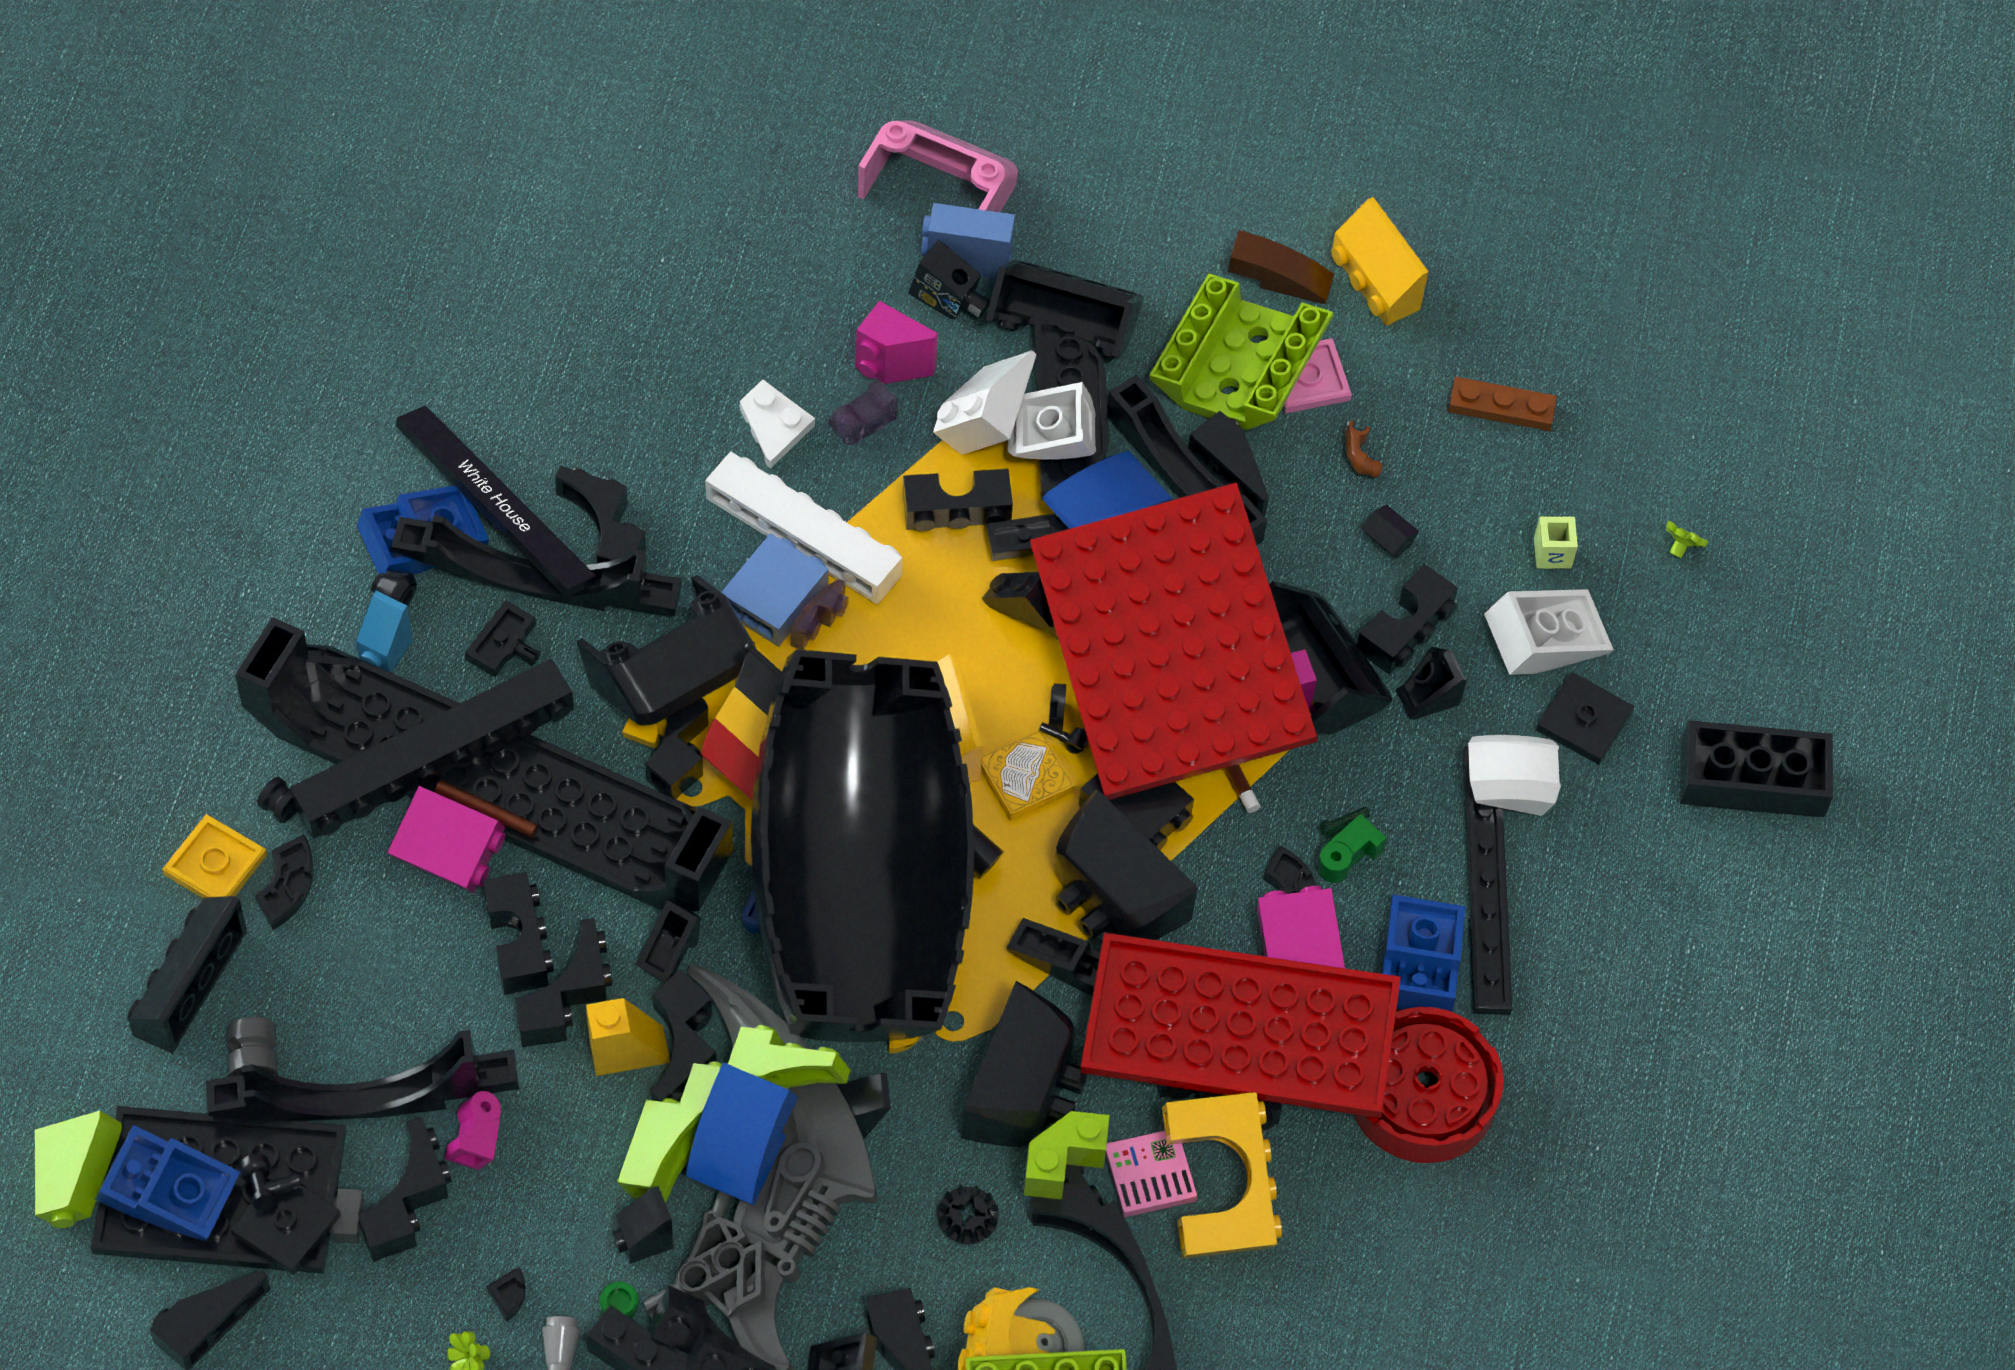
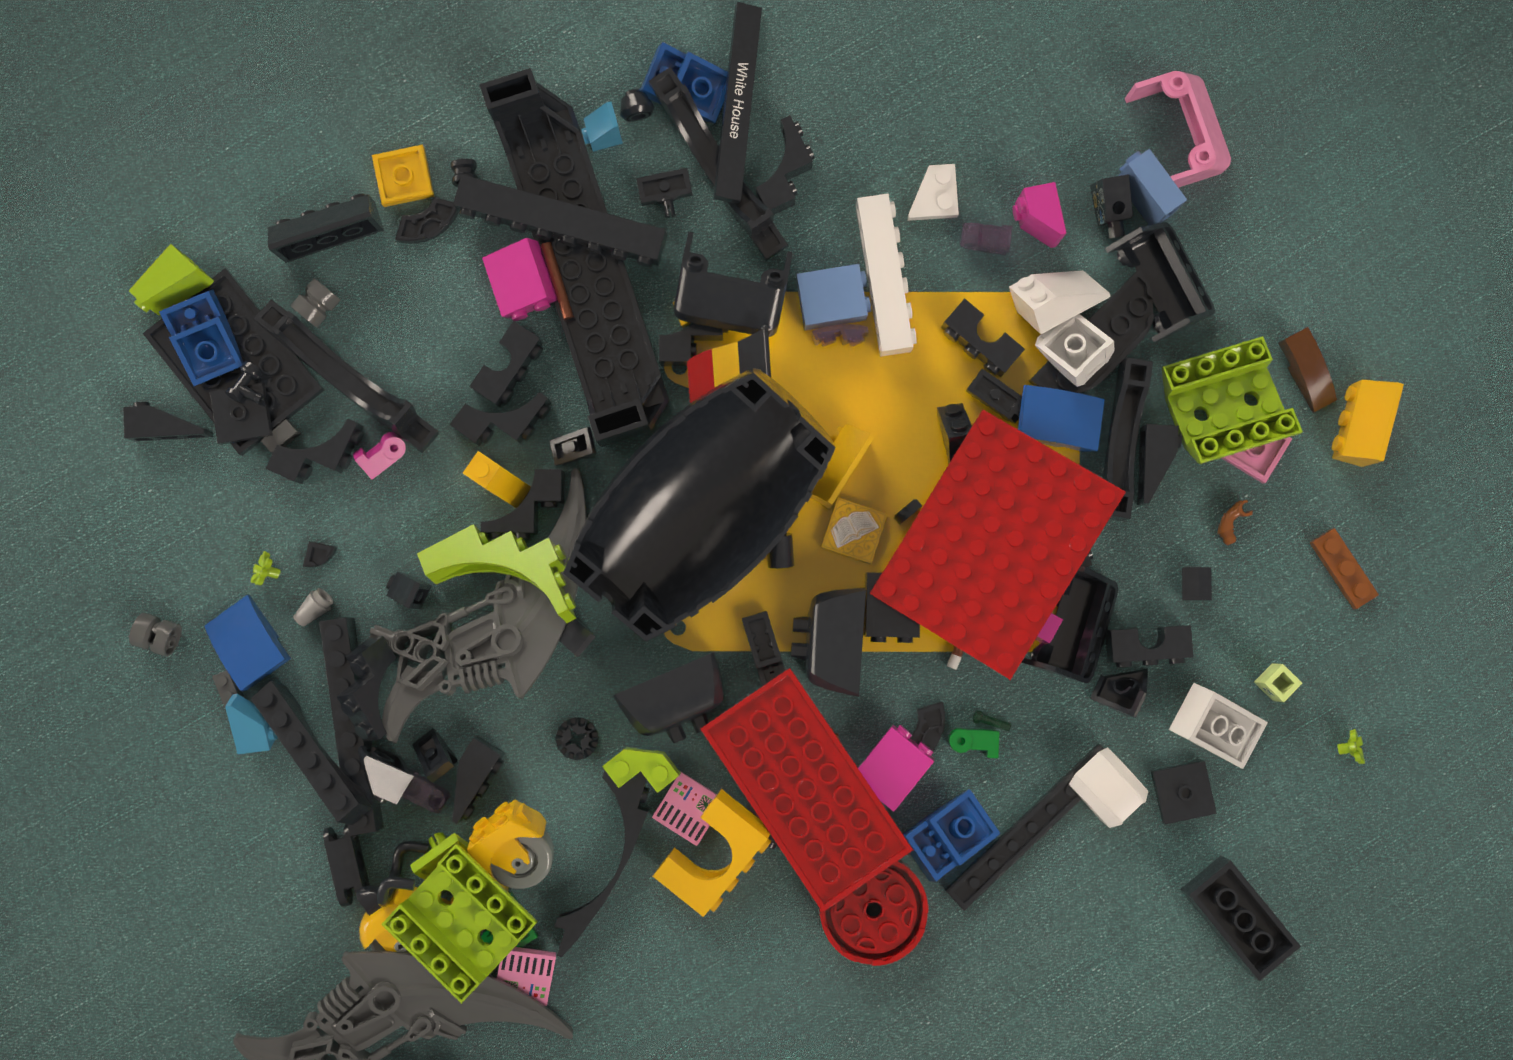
camera: 50 degrees right, 25 degrees up
(620, 1296) = (365, 612): green tile -> none
(739, 1133) = (490, 595): blue slope -> none
(1073, 742) = (896, 537): black hand -> none

